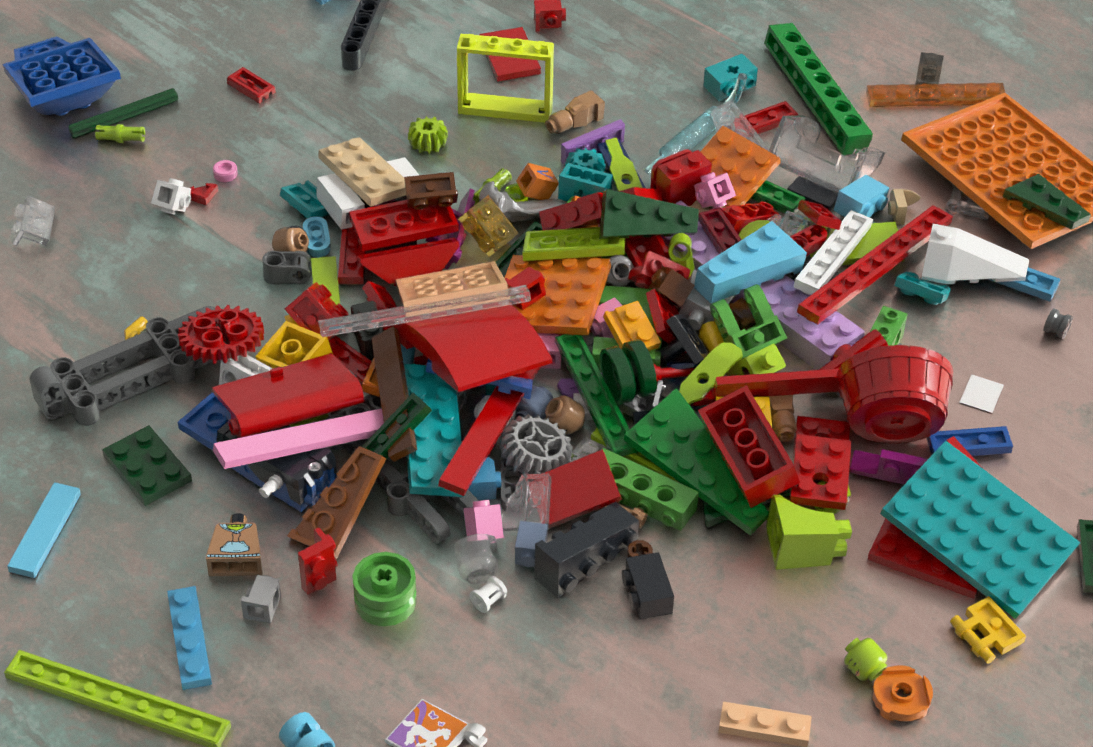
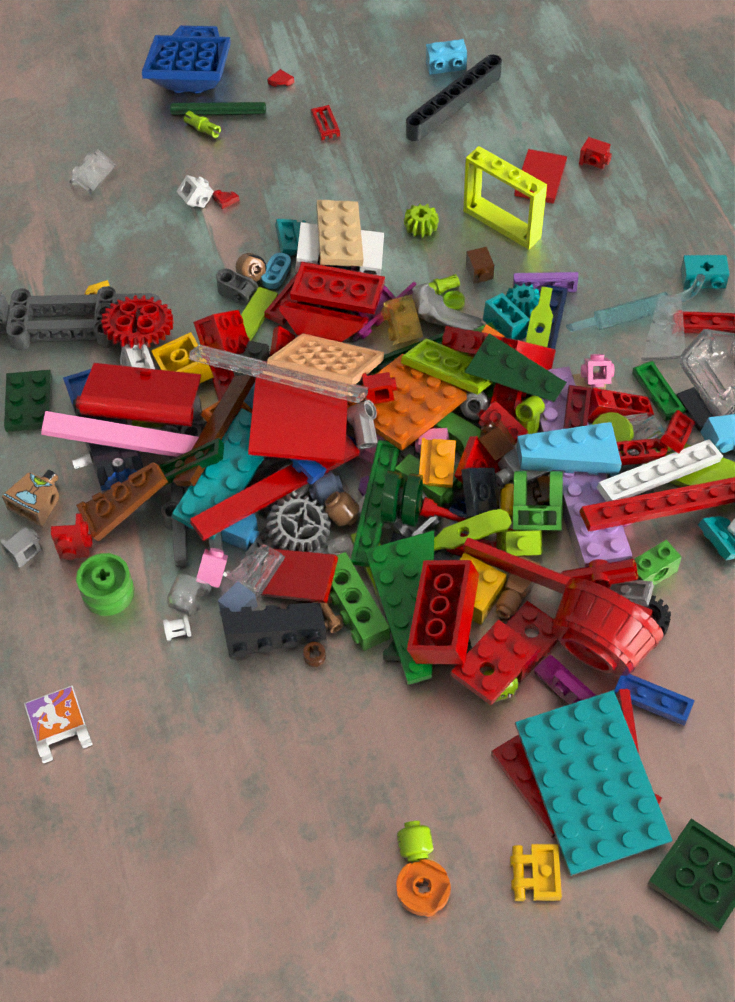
camera: 35 degrees right, 10 degrees up
(169, 60) = (280, 78): none -> red tile
(225, 171) = (254, 186): bright pink tile -> none
(430, 190) = (369, 271): reddish brown bracket -> none
(518, 151) = (480, 265): none -> reddish brown brick
(536, 319) = (361, 418): none -> light grey piece
(537, 182) = (471, 298): orange brick -> none
(577, 113) = (553, 251): medium nougat piece -> none
(648, 586) = (297, 685): black brick -> none
(678, 174) = (577, 343): red brick -> none
(742, 160) = (639, 355): orange plate -> none
(765, 724) = (299, 850): light nougat plate -> none
(804, 536) = (443, 710): lime hips -> none
(981, 393) = (703, 658): white sticker -> none

